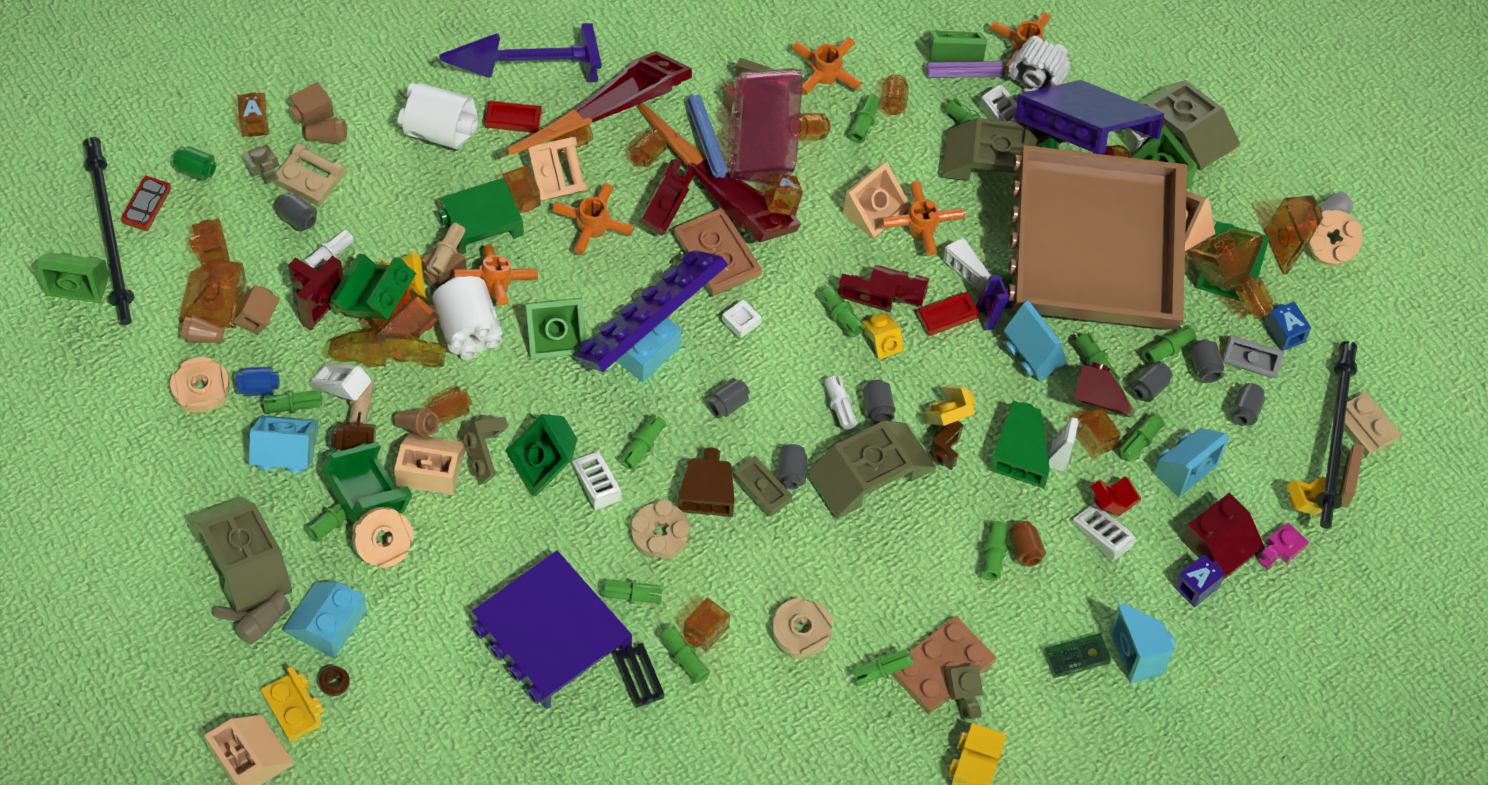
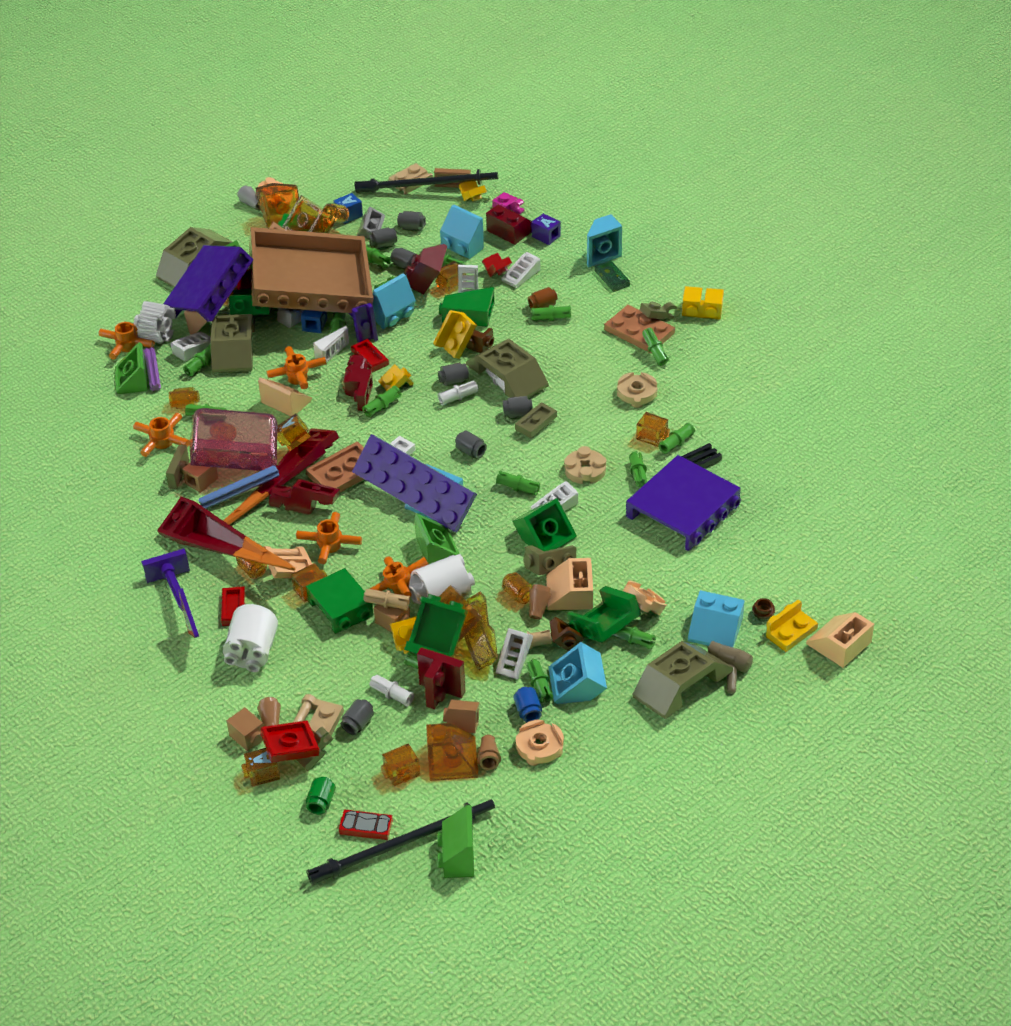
camera: 95 degrees left, 15 degrees down
(264, 133) = (289, 741): none -> red plate
(648, 147) = (255, 518): clear orange brick -> none
(708, 486) = (544, 444): reddish brown torso -> none

